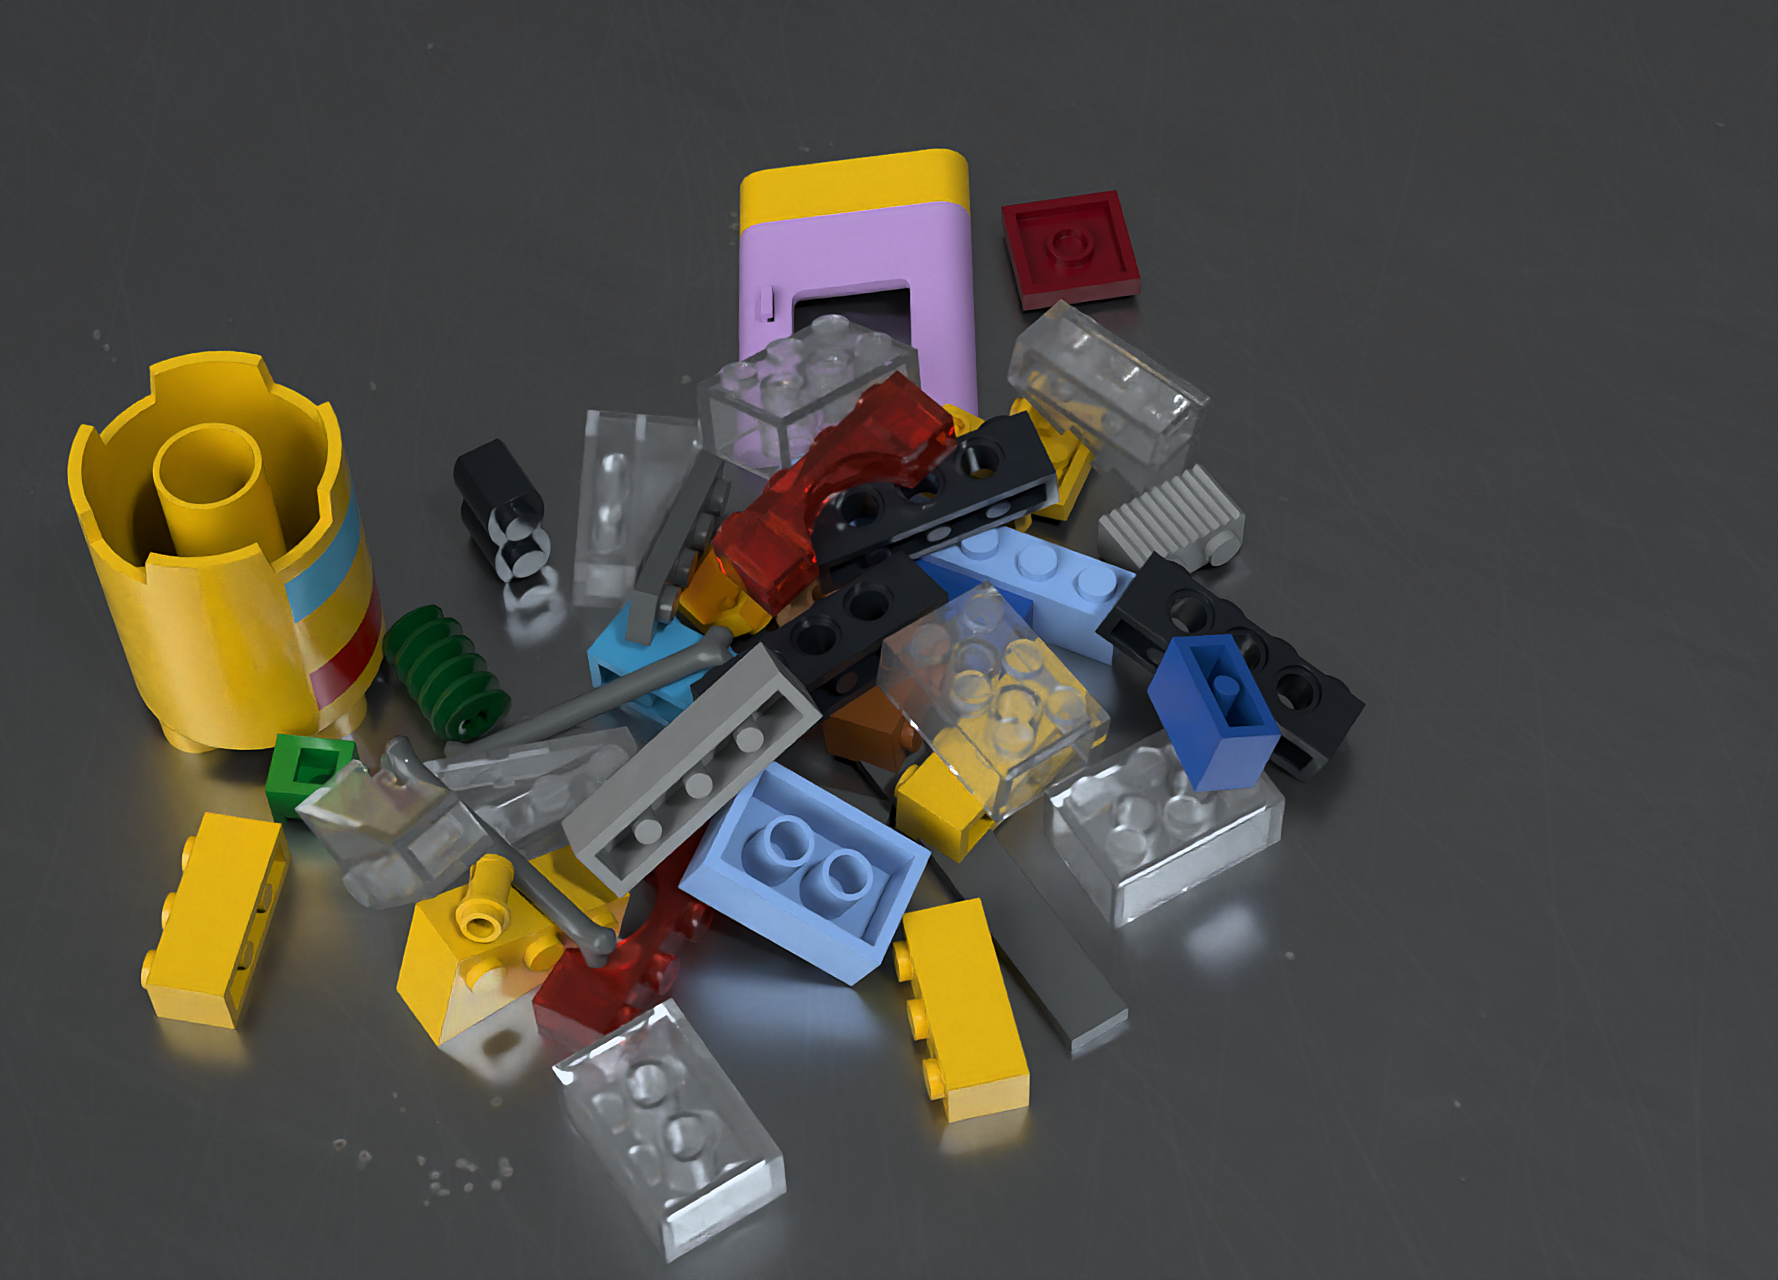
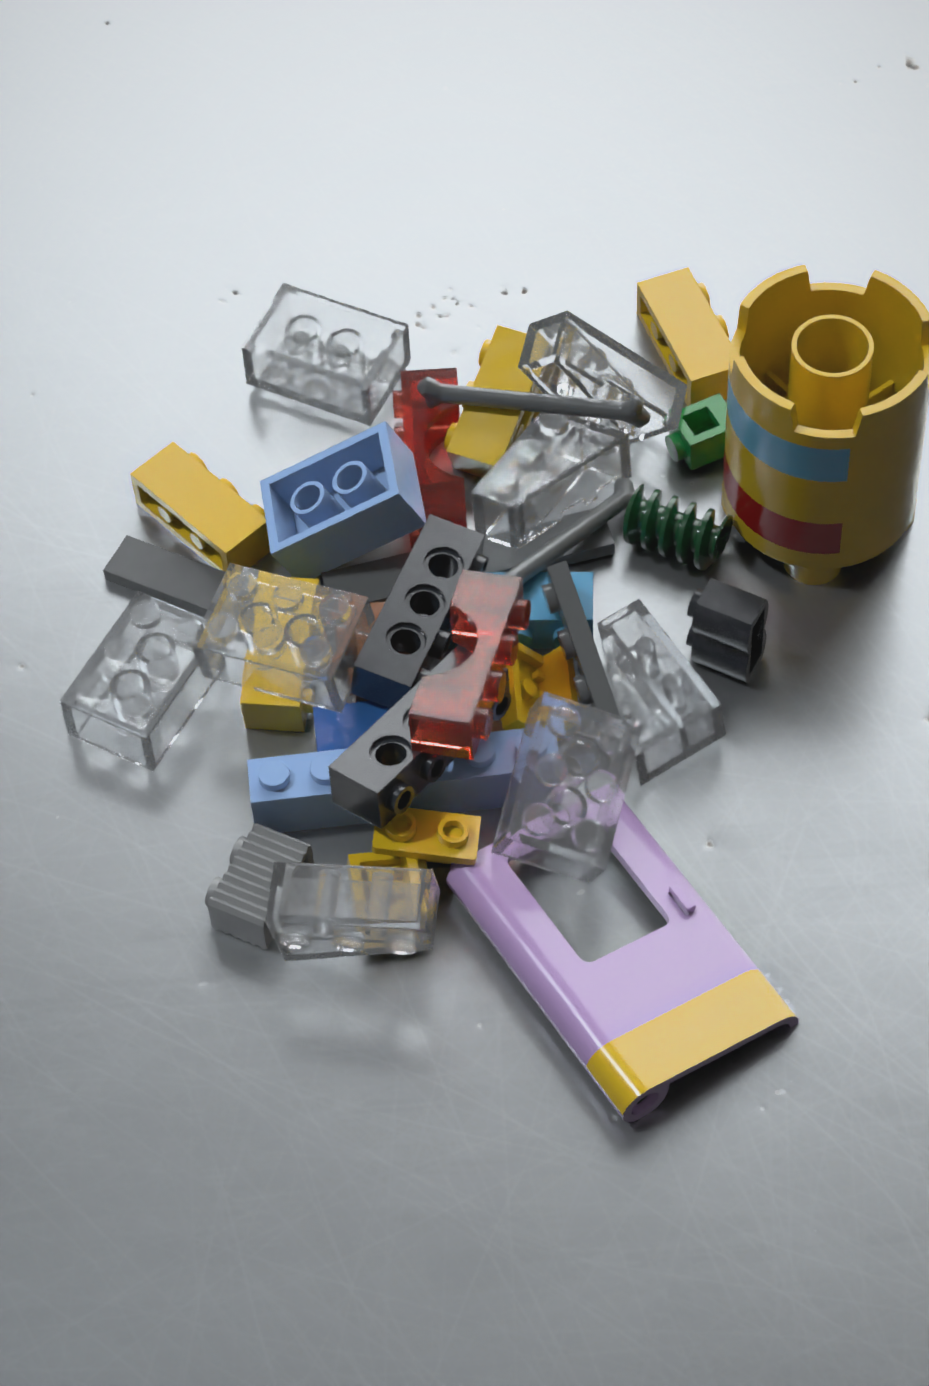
camera: 150 degrees right, 0 degrees up
(484, 909) = (503, 350): yellow pin -> none
(690, 770) = (433, 466): light grey brick -> none
(1070, 250) = (490, 1089): dark red plate -> none
(1143, 629) = (149, 773): black brick -> none
(1213, 712) = (122, 677): blue brick -> none

